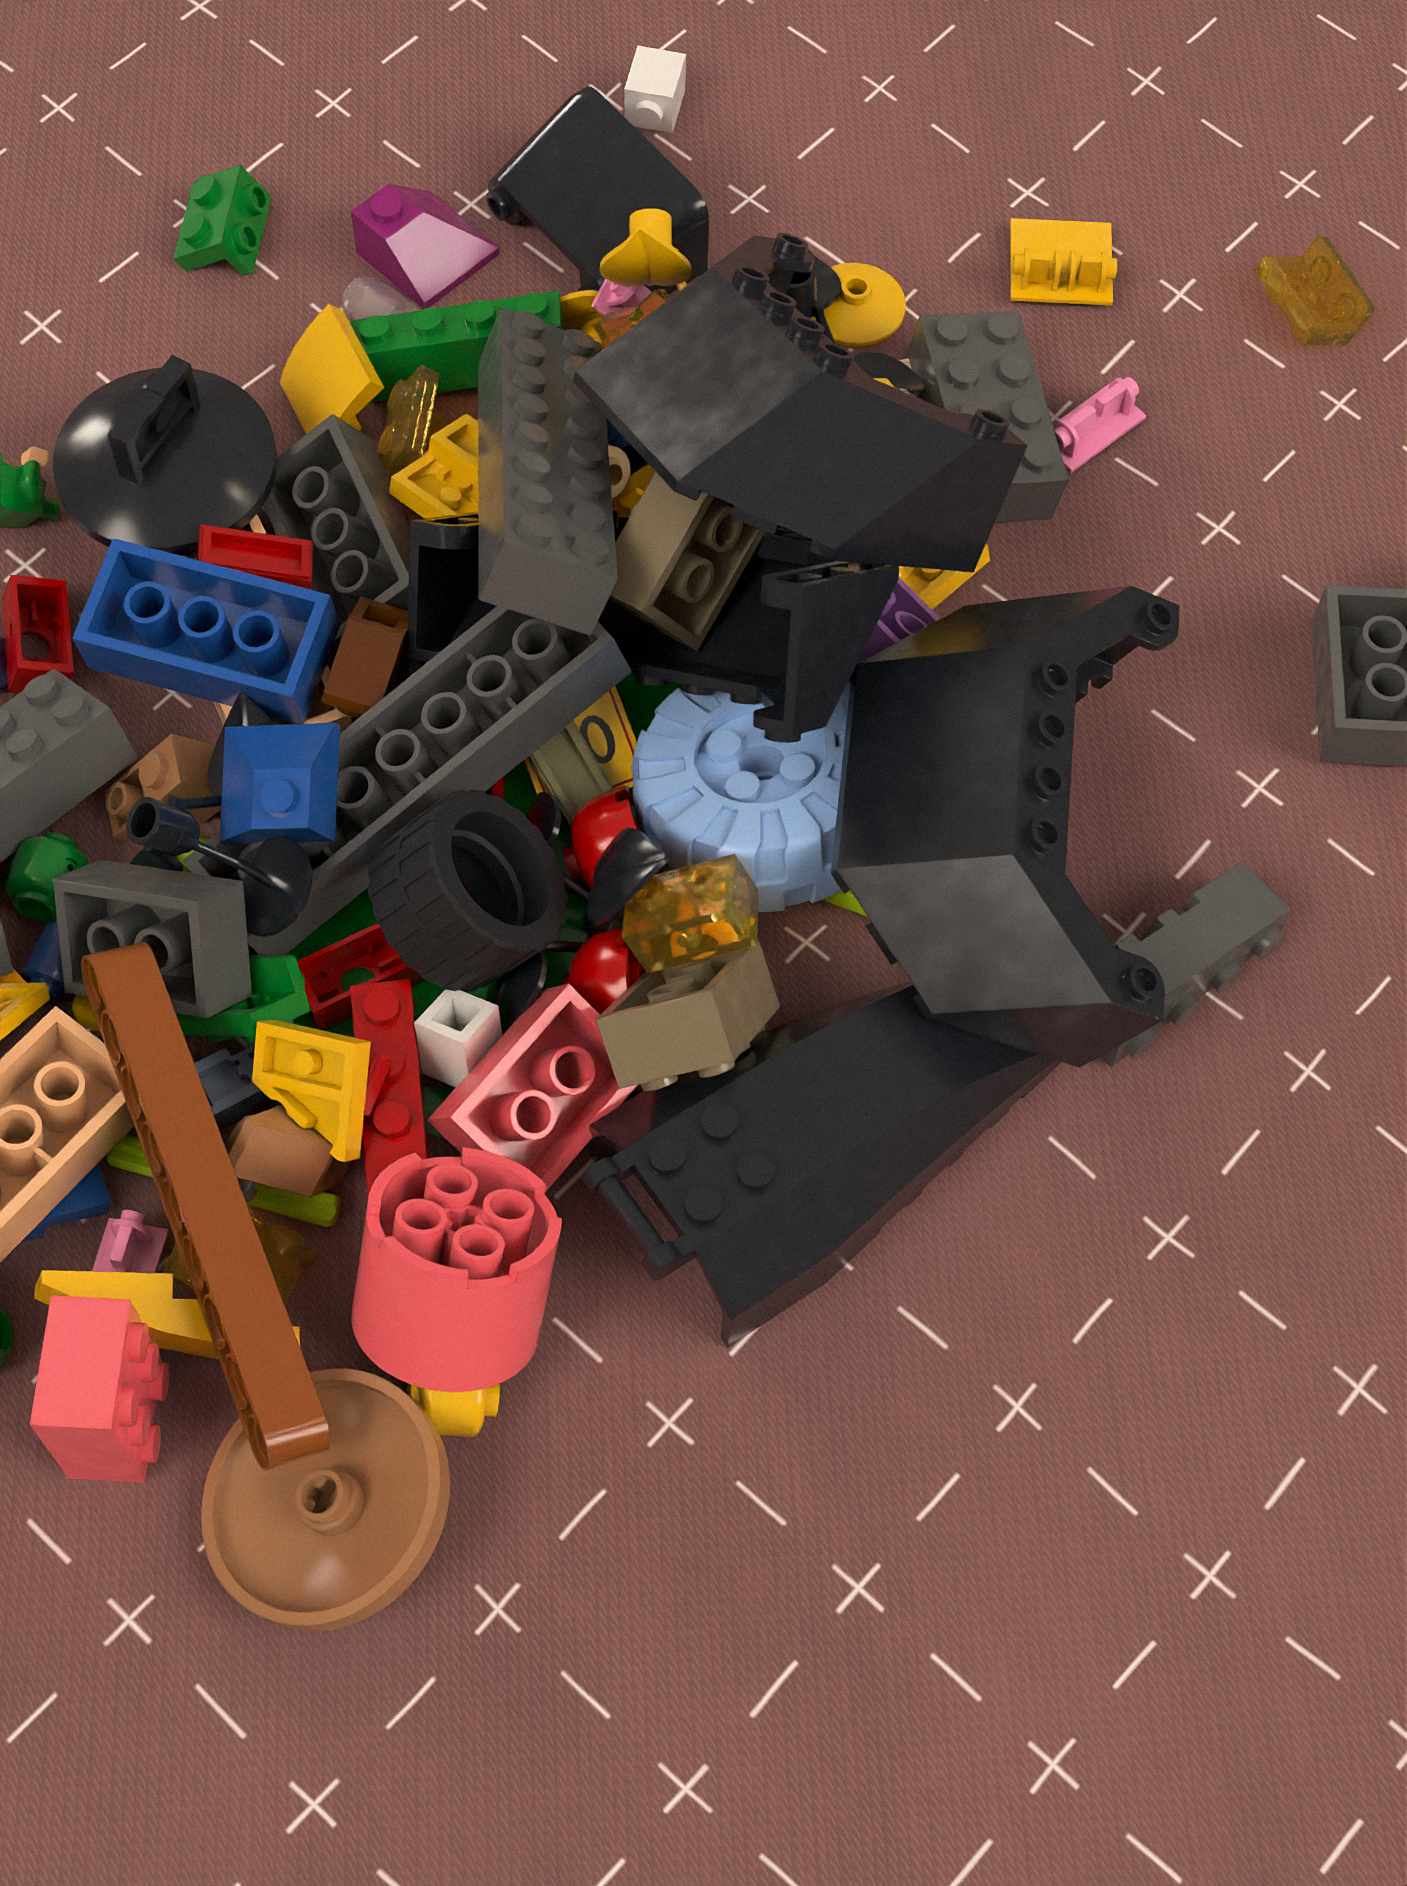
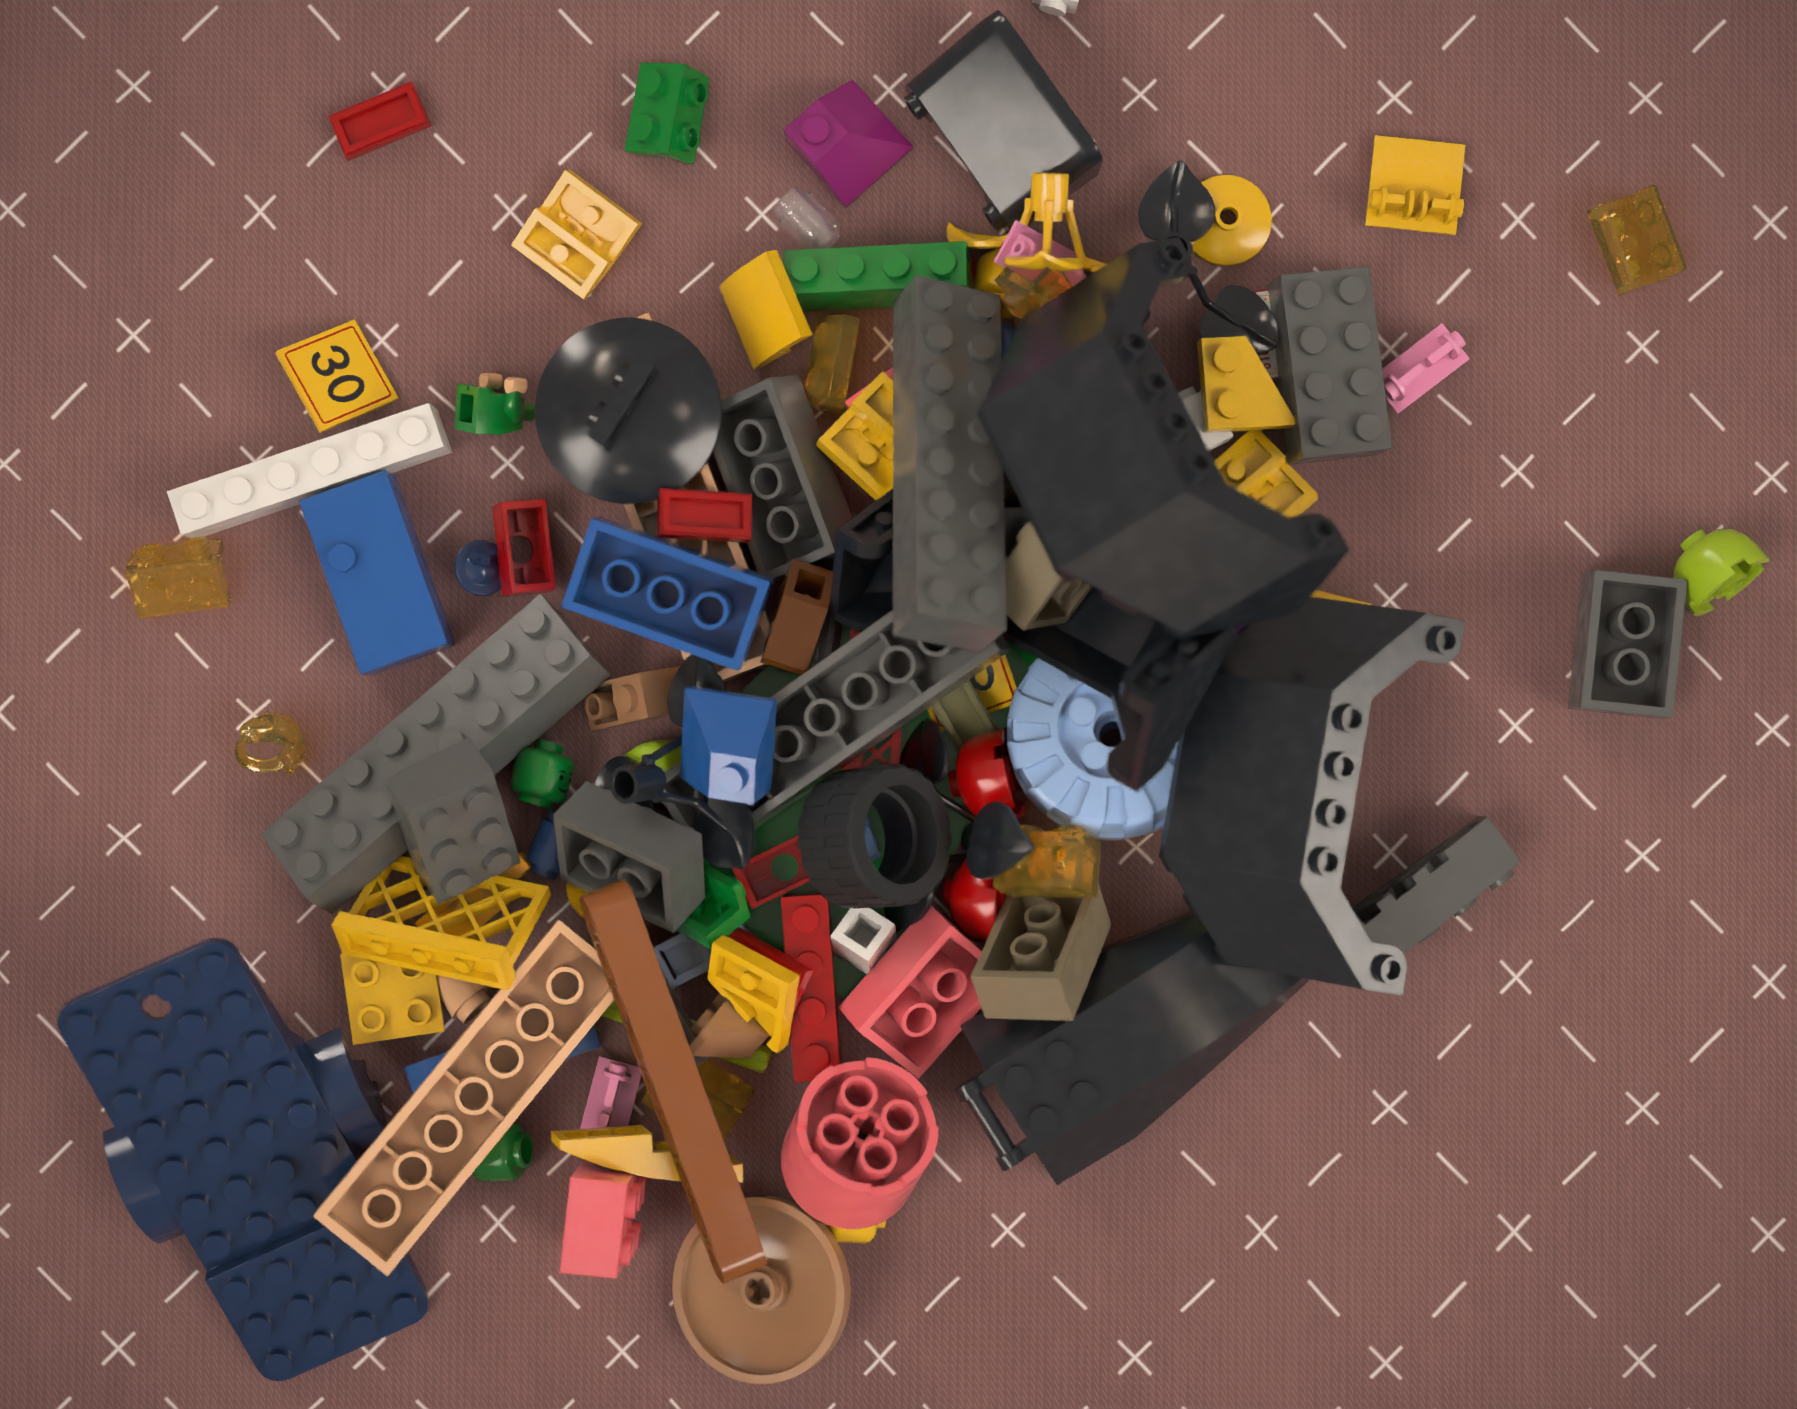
camera: 10 degrees right, 25 degrees up
(115, 333) = (576, 234): none -> yellow slope

